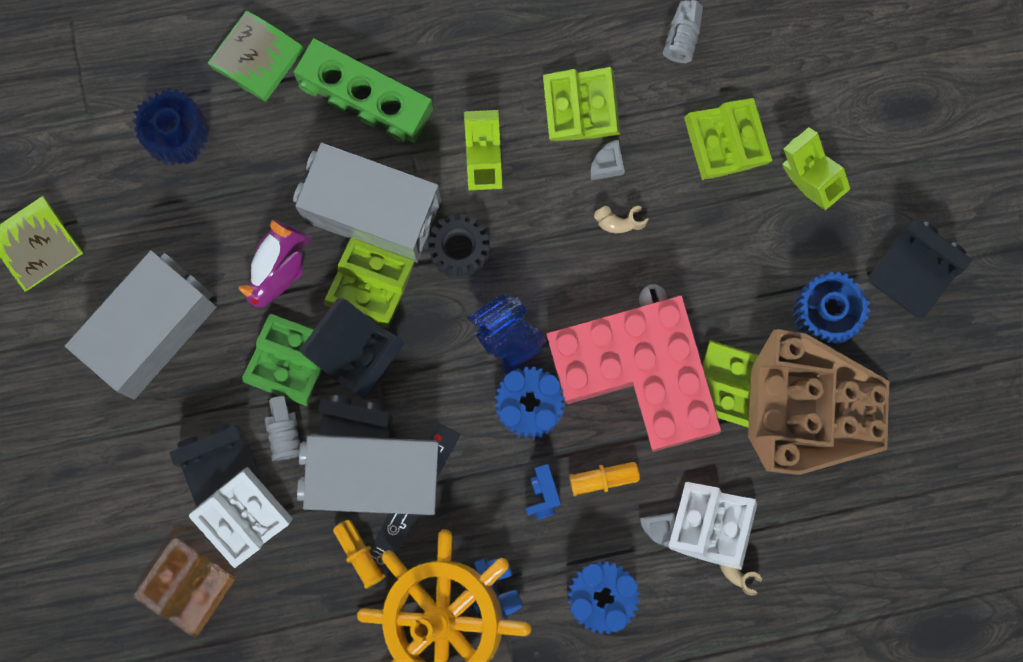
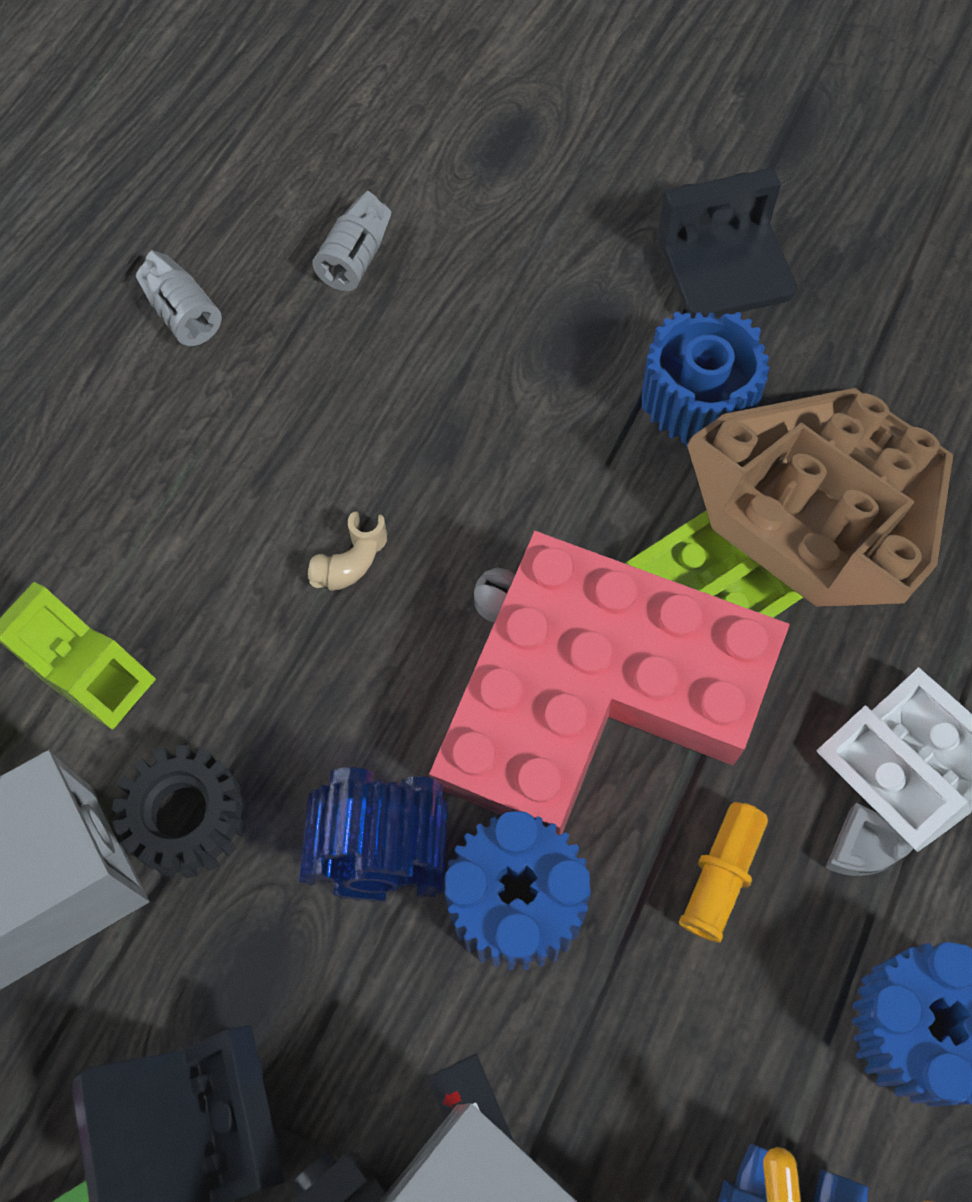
camera: 50 degrees left, 15 degrees down
(371, 280) = (106, 1000): lime slope -> none
(544, 486) = (674, 976): blue bracket -> none
(581, 104) = (145, 488): lime slope -> none
(607, 162) = (256, 513): light grey tile -> none
(727, 139) = (362, 349): lime slope -> none
(781, 86) = (352, 243): none -> light grey hinge
(813, 171) = (496, 278): lime brick -> none

